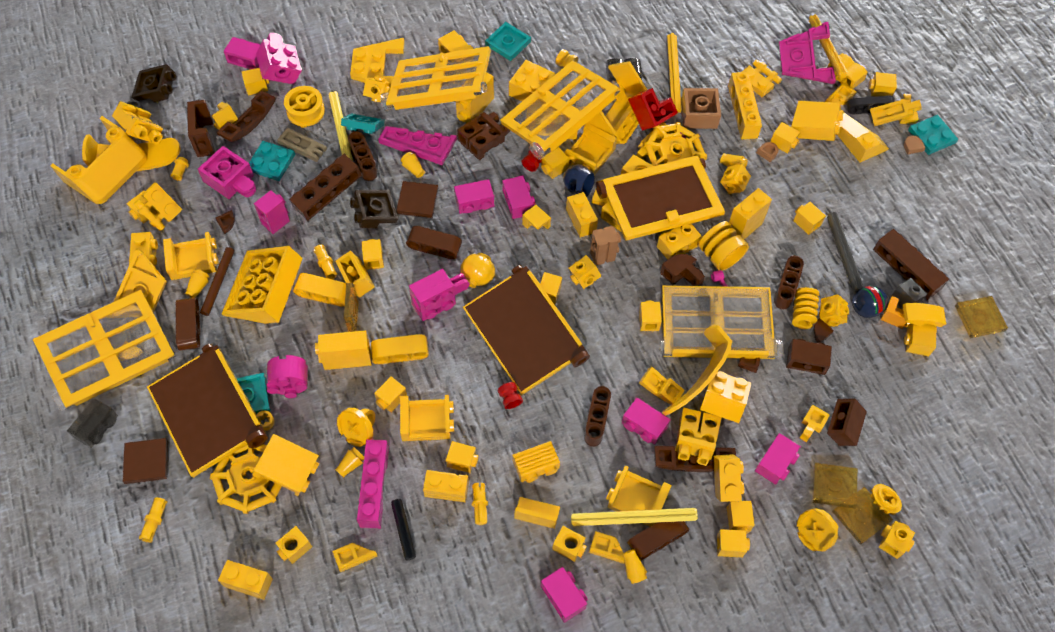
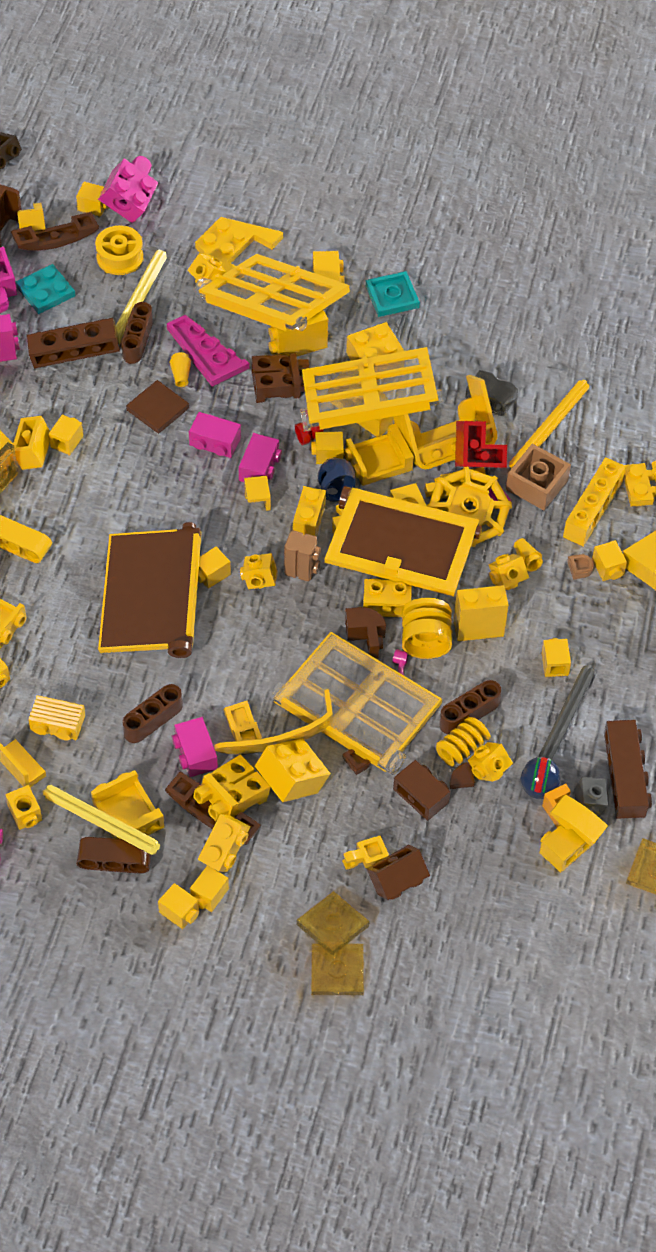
camera: 35 degrees right, 5 degrees down
(242, 53) = (101, 161): dark pink brick -> none
(301, 144) = (86, 288): dark tan hinge -> none
(325, 262) = (14, 416): yellow pin -> none
(366, 123) = (162, 298): teal plate -> none
(373, 208) = (104, 389): dark brown plate -> none
(434, 242) = (136, 457): reddish brown beam -> none
(436, 293) = (91, 505): dark pink brick -> none
(478, 269) = (156, 508): yellow plant -> none
(509, 394) = (84, 645): red wheel -> none
(565, 58) = (438, 348): yellow wheel -> none
(606, 547) = (59, 836): yellow tile -> none
(634, 568) = (65, 866): yellow cone -> none
(650, 316) = (290, 653): yellow brick -> none
(777, 459) = (296, 862): dark pink brick -> none
(817, 530) = (273, 946): yellow tile -> none
(881, 493) = (380, 964): yellow gear -> none
(897, 539) = (345, 1007): yellow brick -> none

